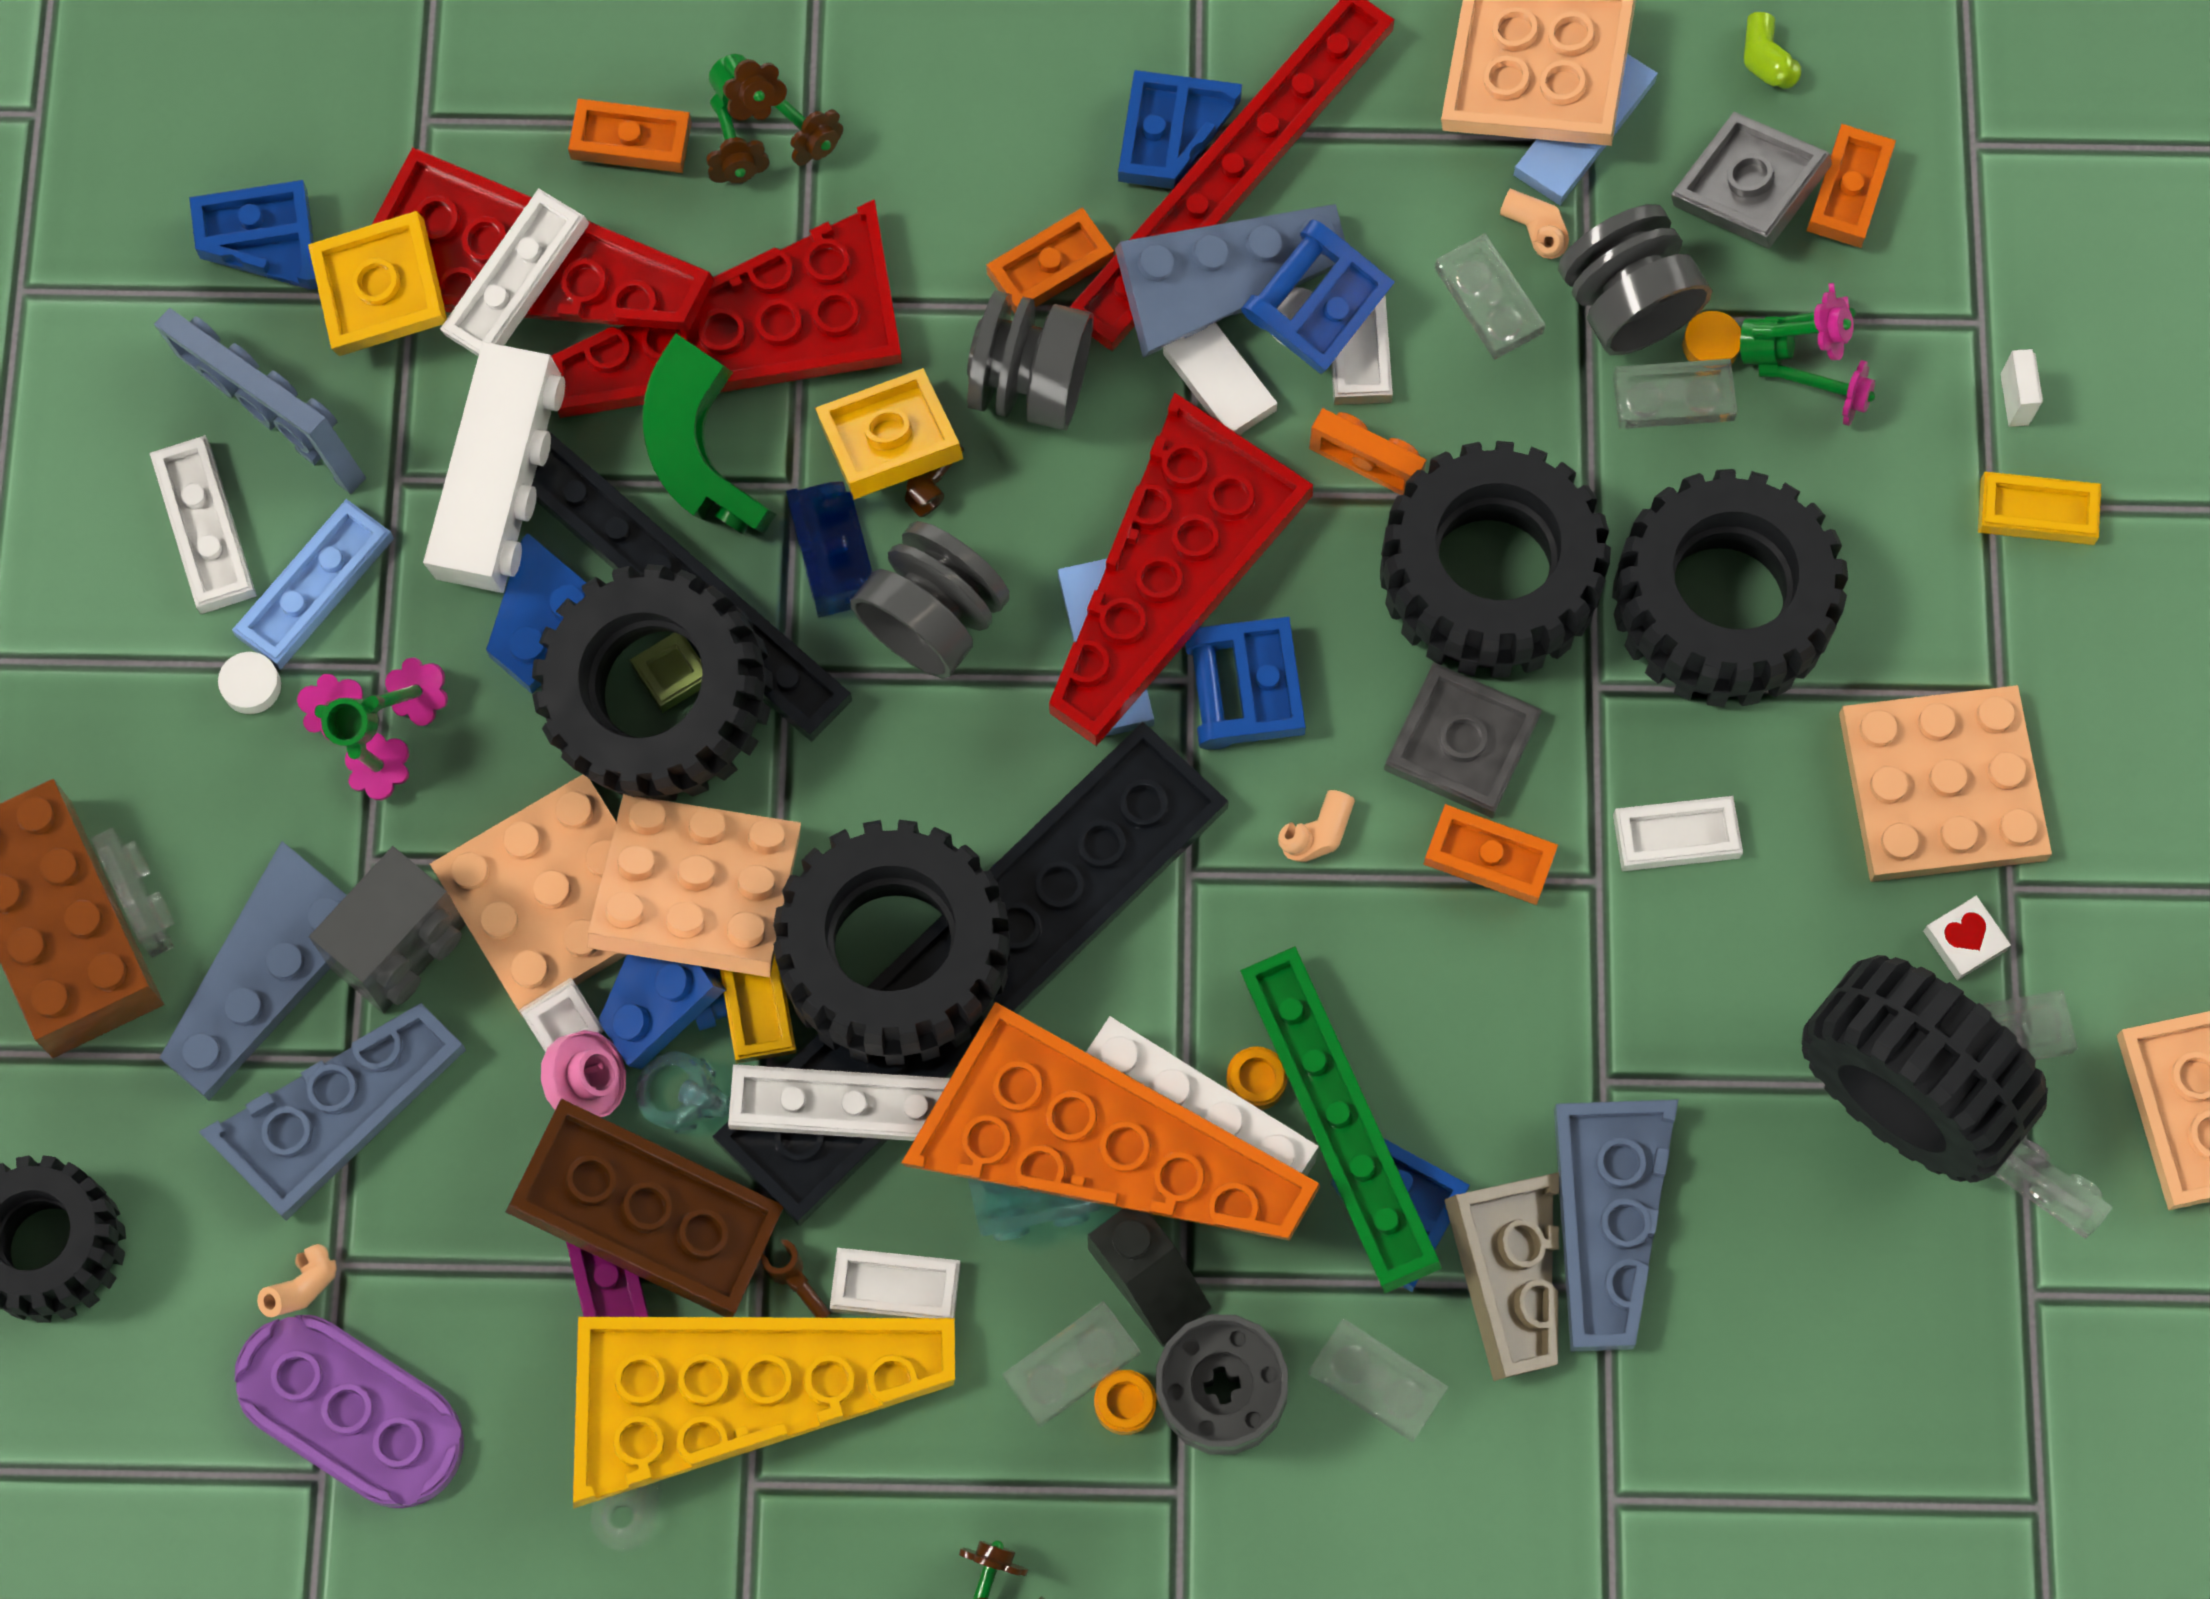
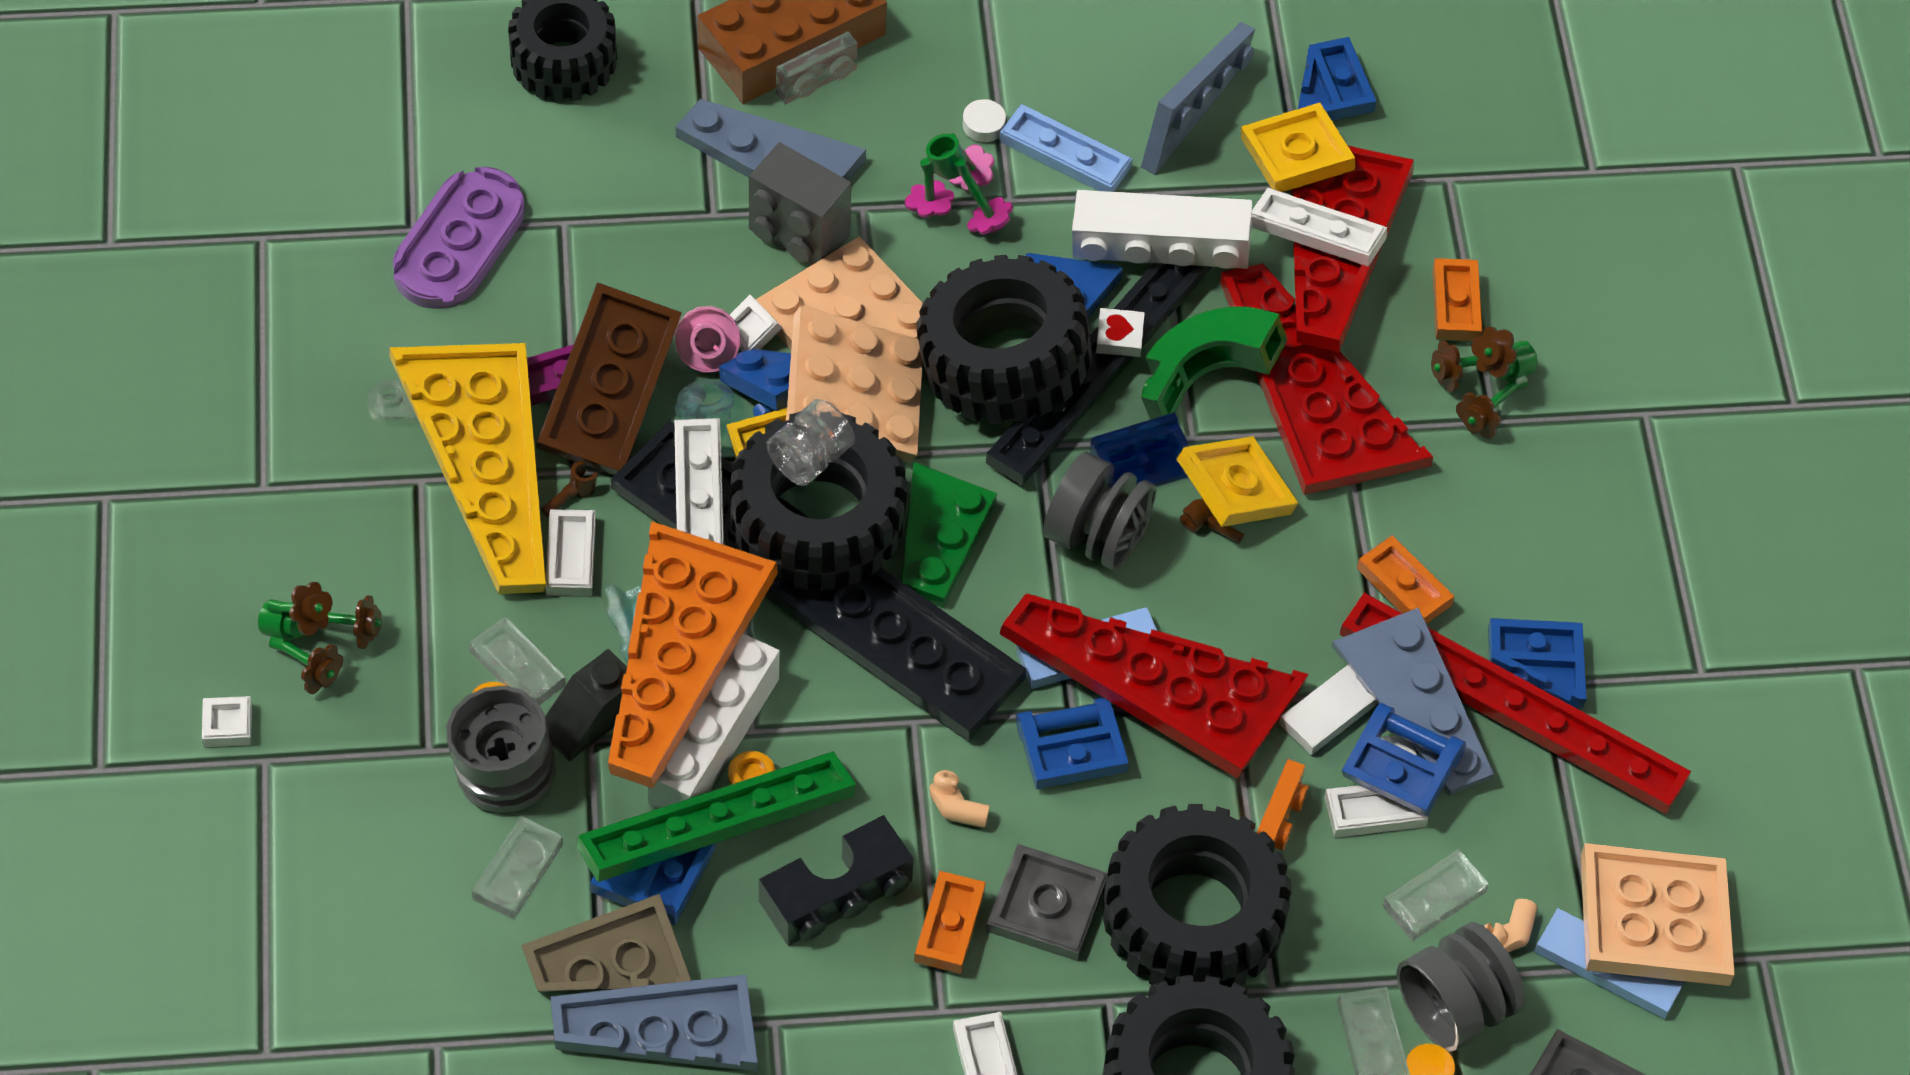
camera: 80 degrees right, 15 degrees down
(203, 524) = (1101, 81): white tile -> none
(299, 1293) = (540, 198): light nougat arm -> none
(316, 1124) = (663, 194): sand blue wing -> none
(645, 540) = (1120, 332): none -> white tile
(841, 910) = (808, 444): none -> clear wheel
(894, 785) = (941, 530): none -> green wing
(1029, 360) = (1309, 561): dark grey wheel -> none
(1411, 935) = (806, 904): none -> black arch

